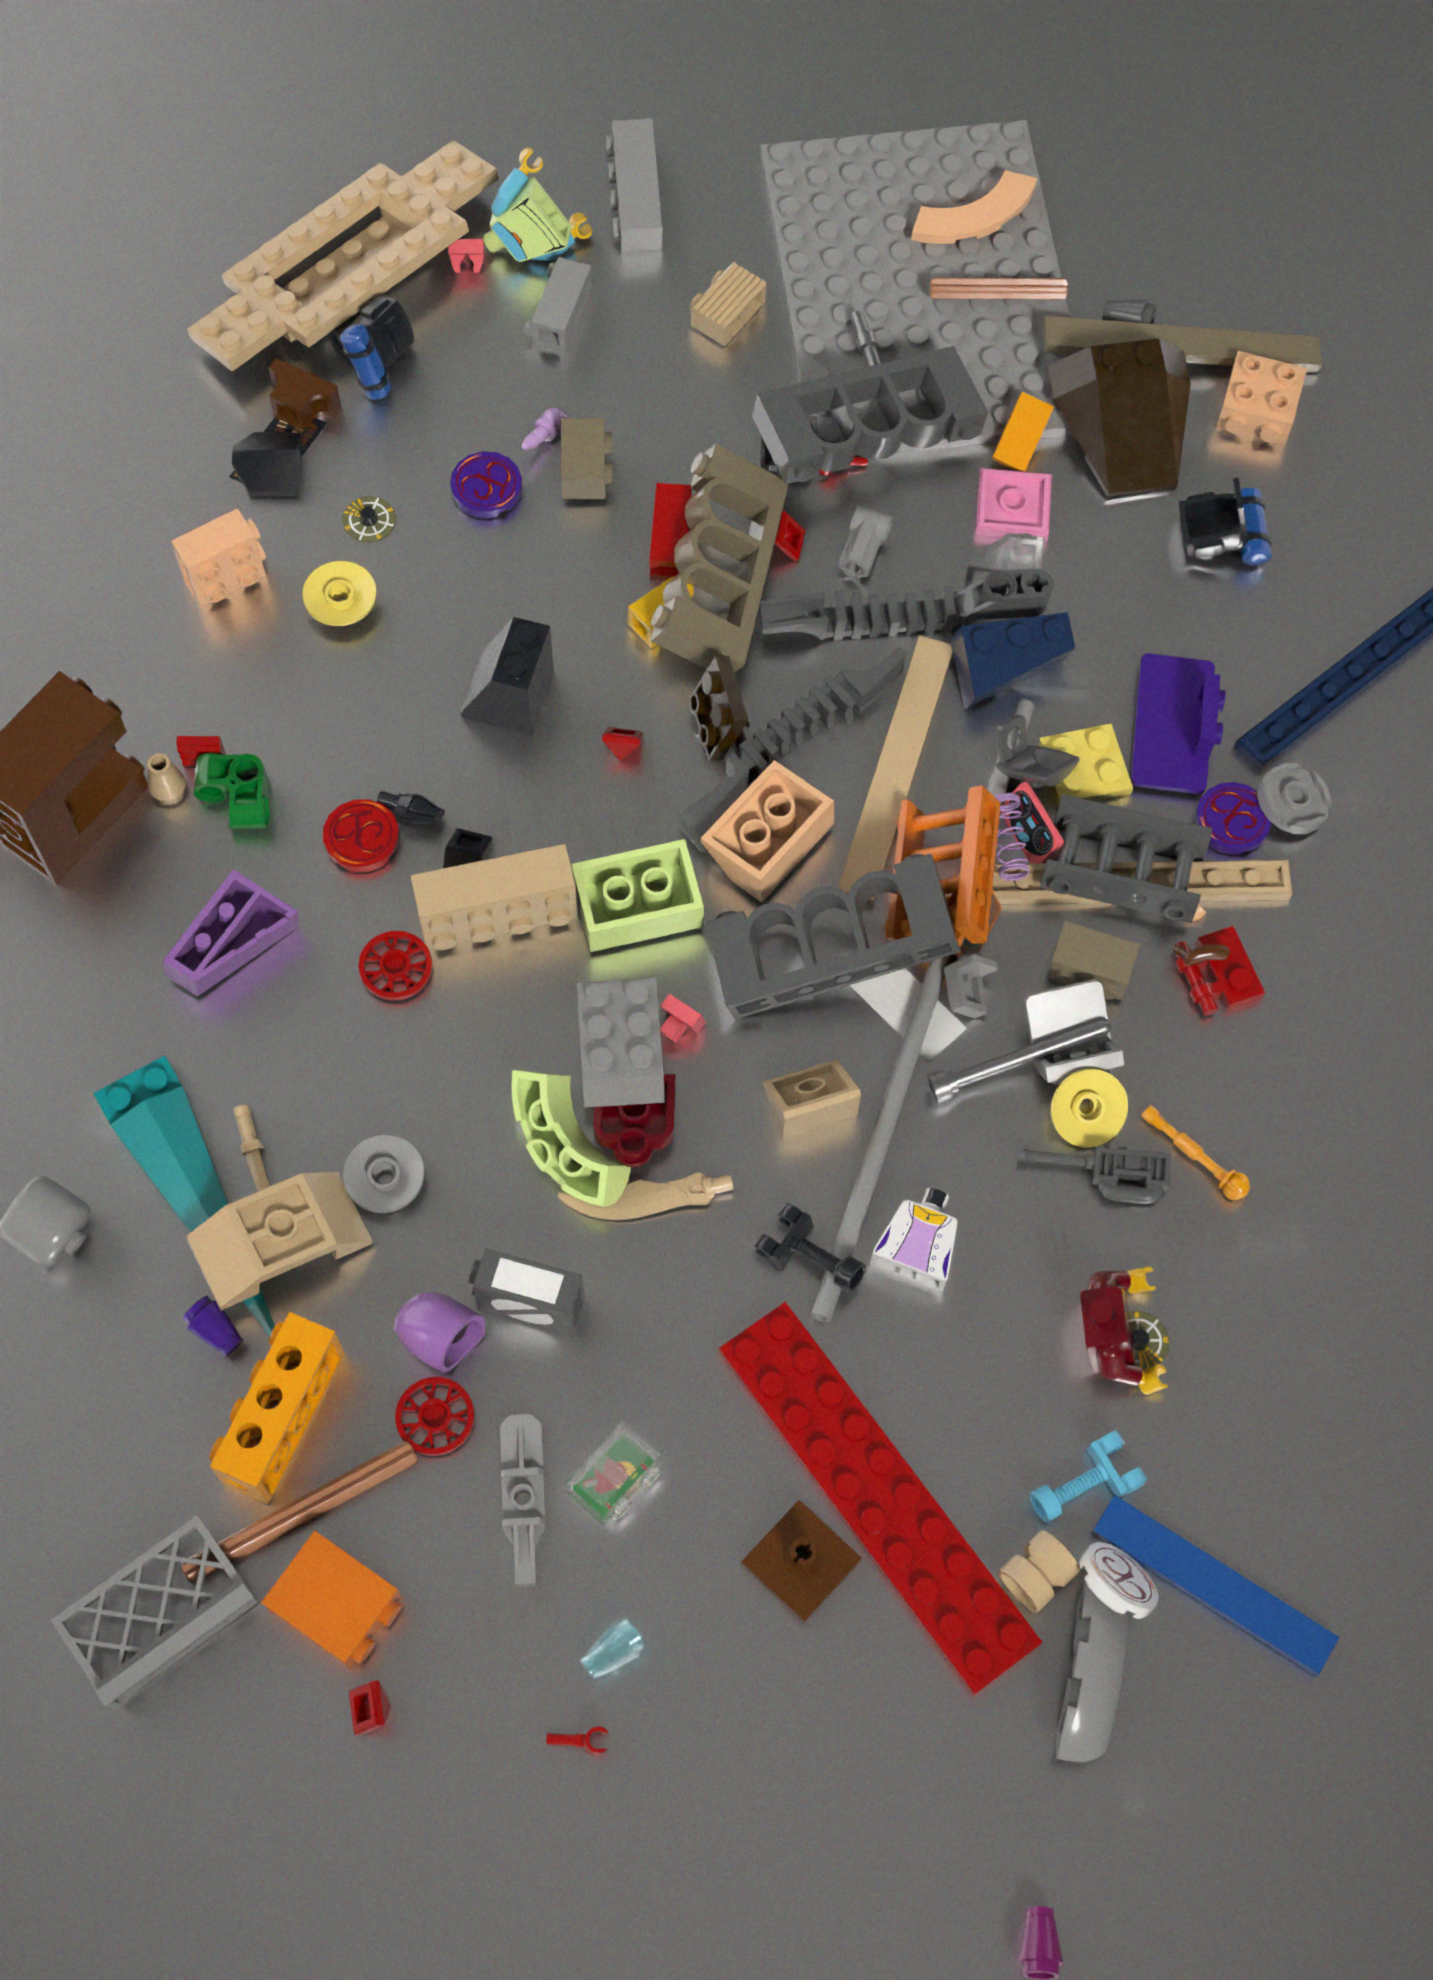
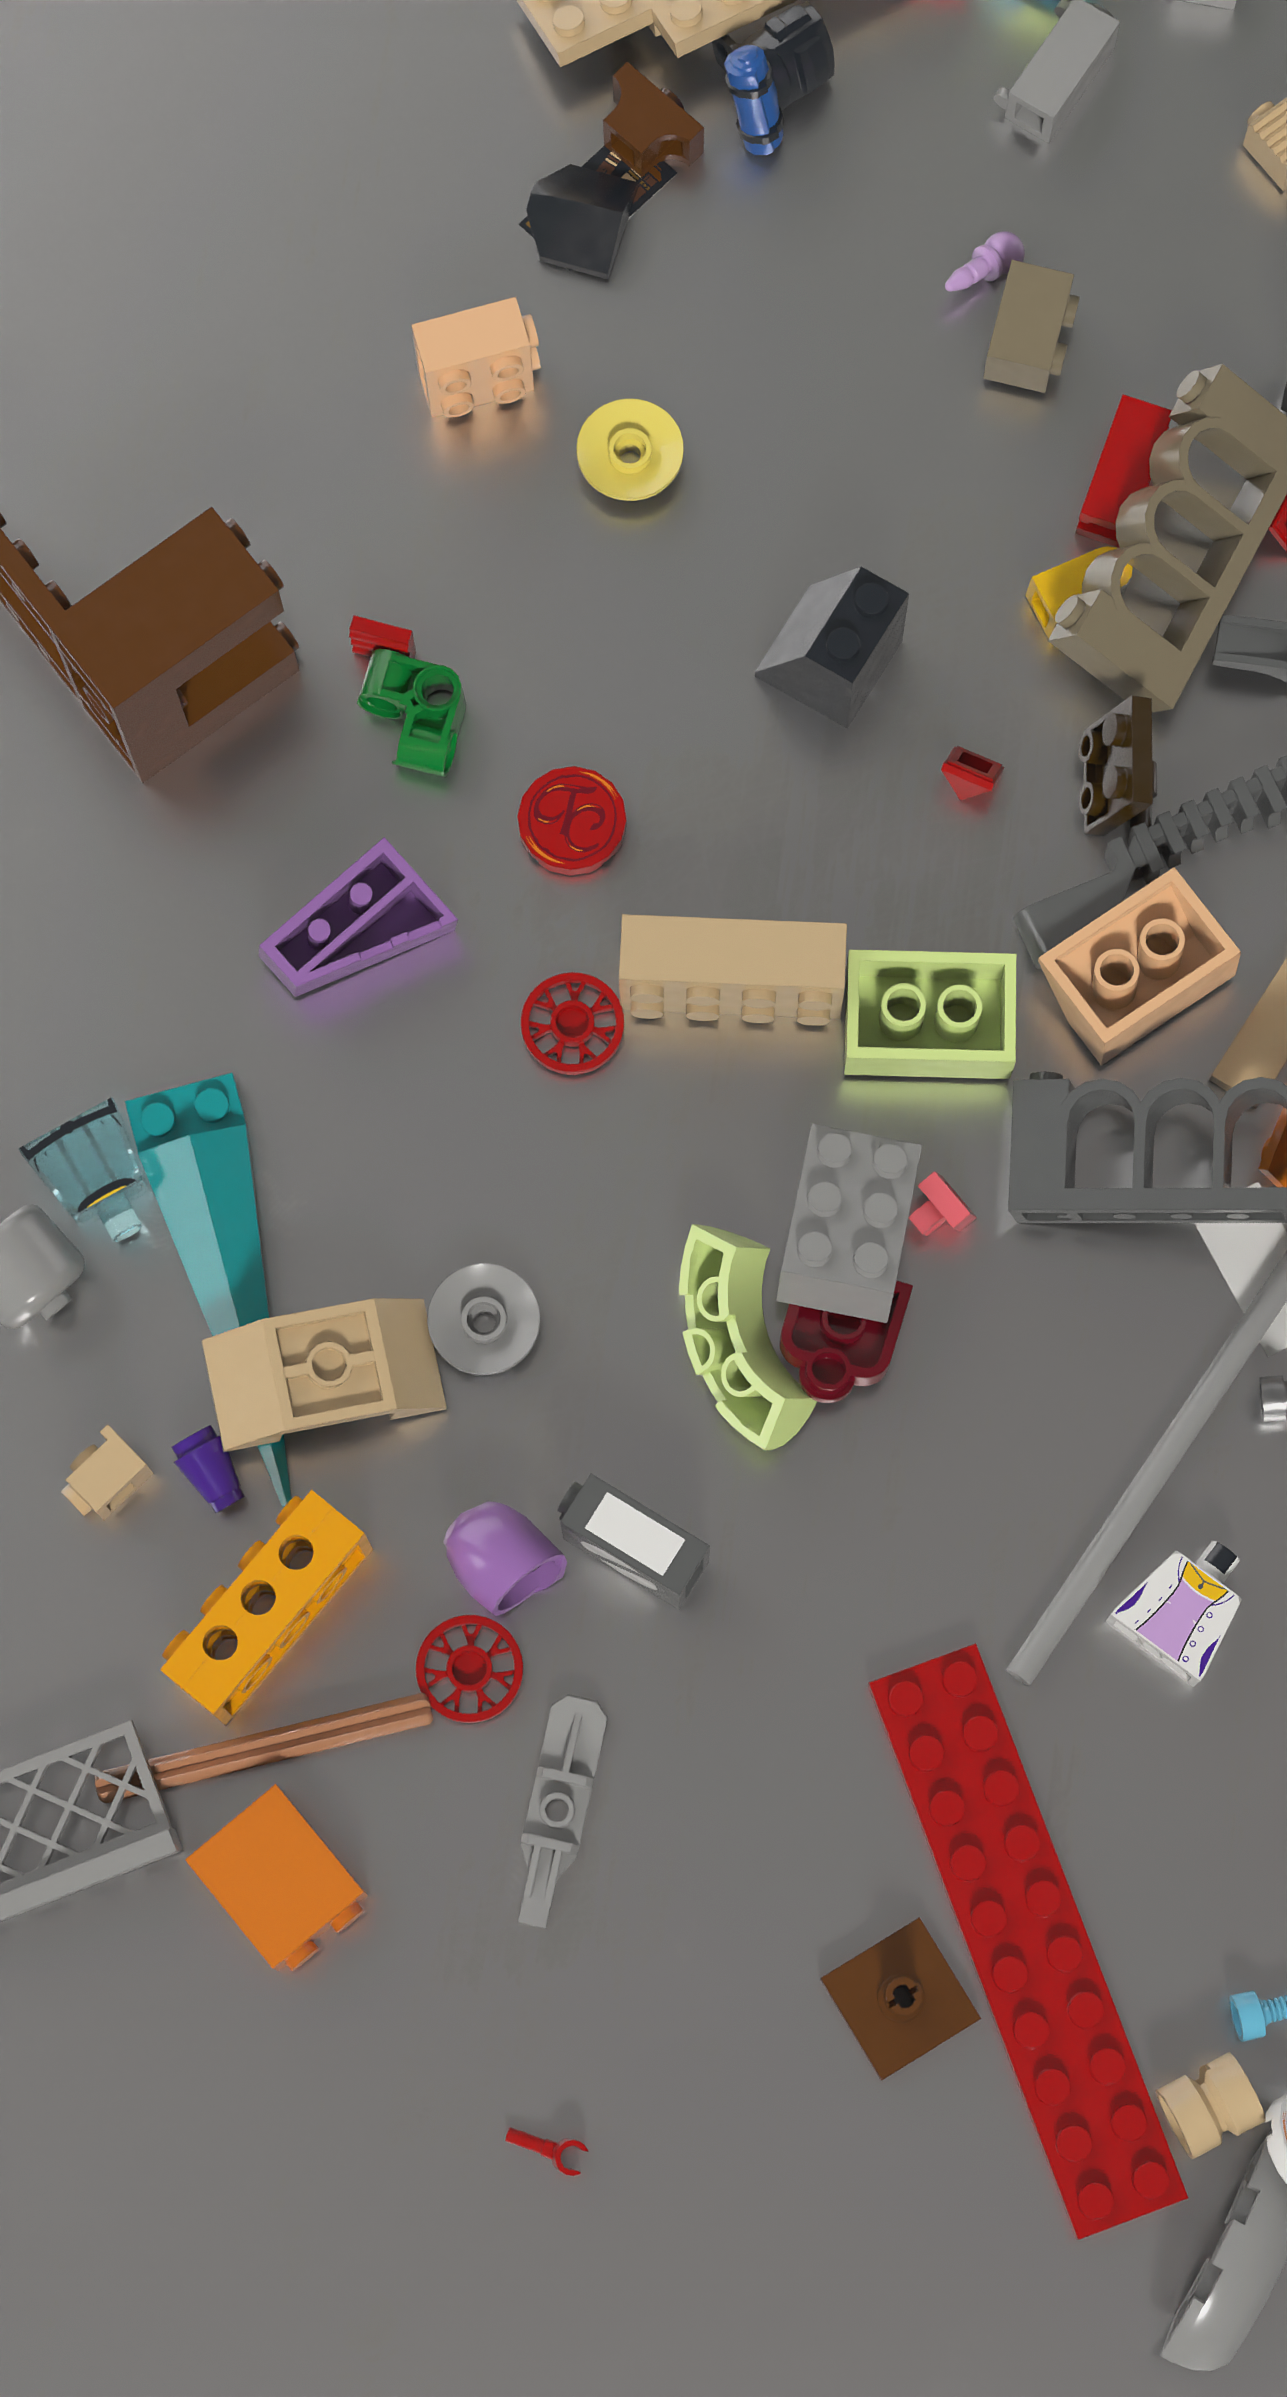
camera: 20 degrees right, 10 degrees up
(78, 1145) = (91, 1169): none -> clear light blue torso
(139, 1351) = (105, 1475): none -> tan brick
(164, 778) = (323, 670): tan cone -> none
(251, 1146) = (317, 1234): tan piece -> none
(368, 1707) = (290, 2030): red slope -> none
(369, 519) = (700, 339): olive piece -> none
(412, 807) = (652, 798): black piece -> none
(466, 848) = (711, 883): black slope -> none
(486, 484) = (879, 328): dark purple tile -> none
(614, 1474) = (685, 1815): clear brick -> none
(615, 1648) = (624, 2045): clear light blue cone -> none
(648, 1198) = (829, 1447): tan sword -> none
(812, 1098) = (1092, 1365): tan slope -> none
(847, 1272) = (1069, 1630): black bar -> none

